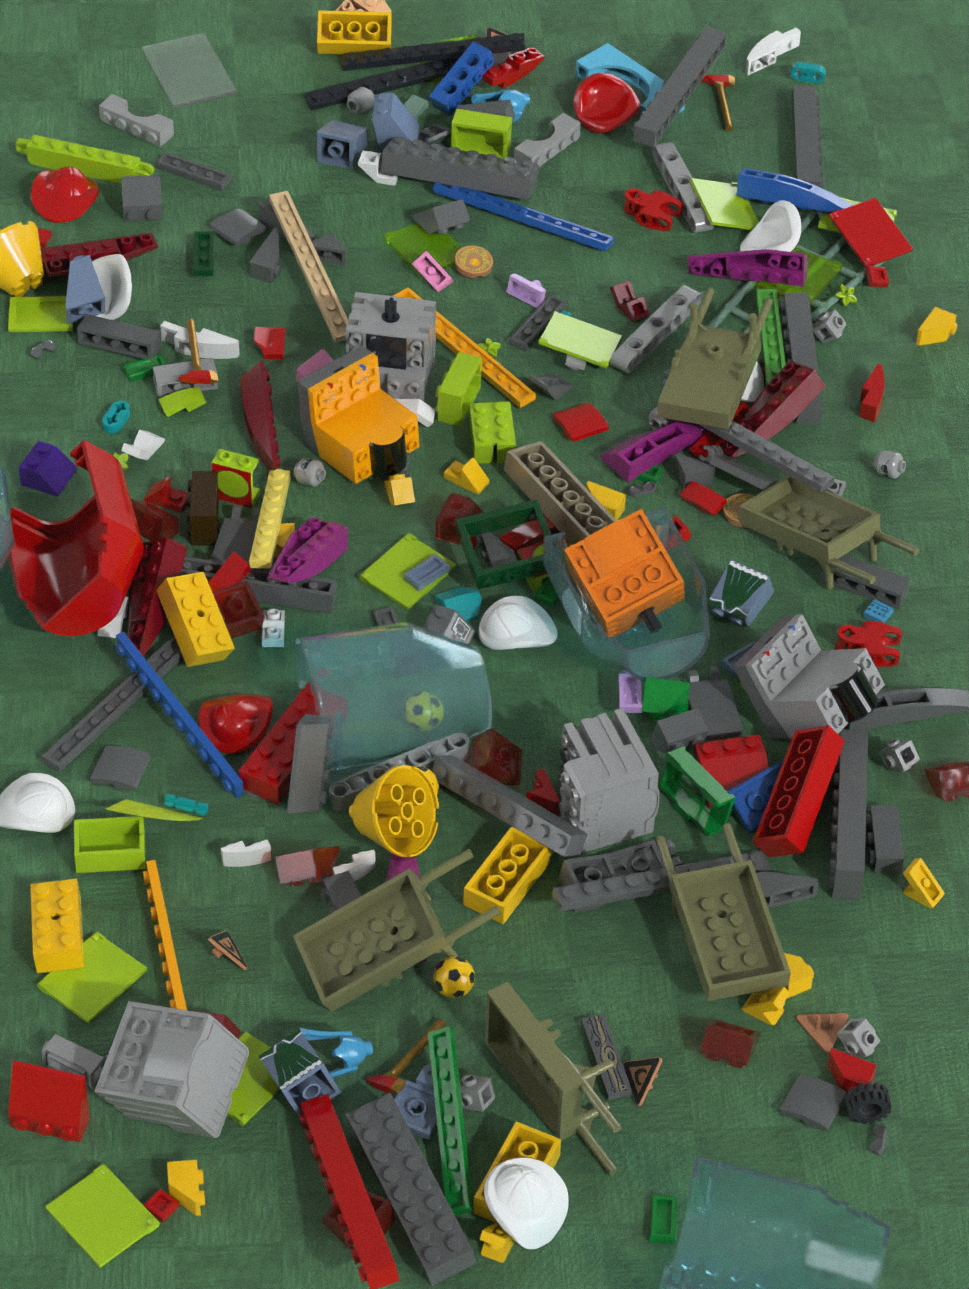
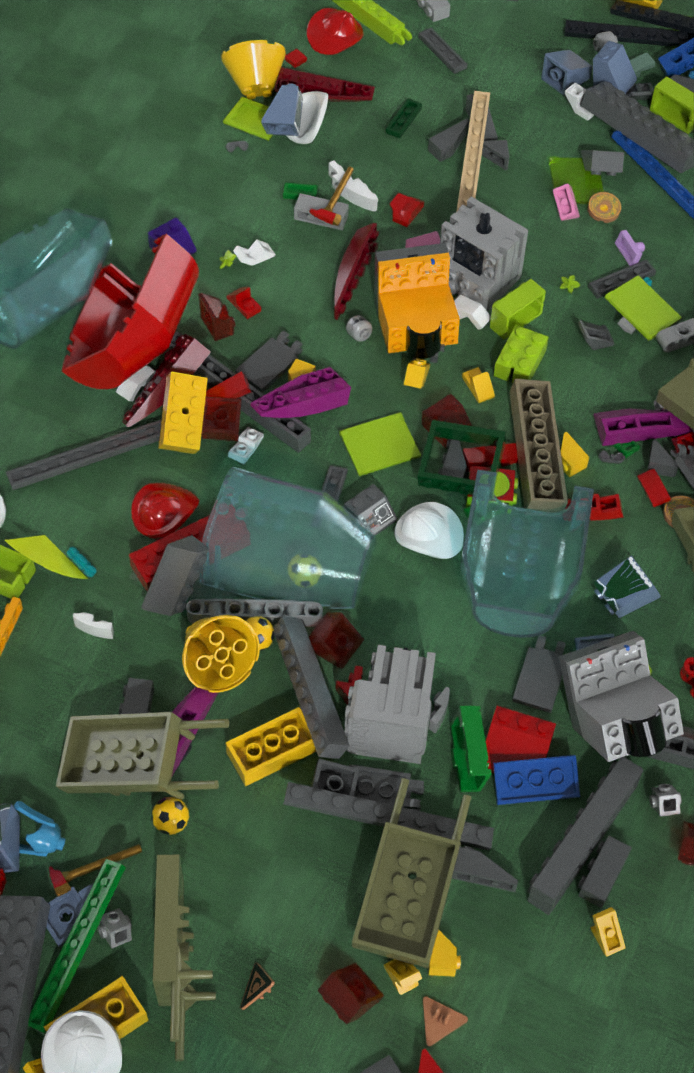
camera: 30 degrees right, 10 degrees up
(113, 415) = (251, 222): teal beam -> none
(119, 337) = (295, 159): dark grey brick -> none
(120, 767) = (55, 508): dark grey slope -> none
(142, 198) = (385, 56): dark grey slope -> none
(182, 719) = (121, 492): blue plate -> none
(186, 398) = (311, 229): lime slope -> none
(203, 508) = (257, 323): dark brown piece -> none
(226, 946) = (24, 698): piece -> none
(236, 478) = (291, 305): lime panel -> none
(237, 226) = (443, 106): dark grey slope -> none
(270, 519) = (298, 355): light yellow plate -> none
(306, 865) = (126, 659): clear red slope -> none
(361, 865) = (170, 679): white slope -> none
(426, 572) = (391, 452): sand blue tile -> none
(463, 600) = (400, 490): teal slope -> none
(490, 368) = (549, 277): light orange plate -> none
(581, 422) = (599, 377): red slope -> none
(602, 1049) = (244, 950): dark grey tile -> none
(625, 575) = (524, 532): orange piece -> none
(630, 693) = (473, 637): lavender tile -> none
(665, 698) = (499, 654): green slope -> none
(679, 731) = (491, 689): dark grey slope -> none
(798, 791) = (551, 794): red brick -> none
(858, 1037) = (457, 1050): light grey brick -> none

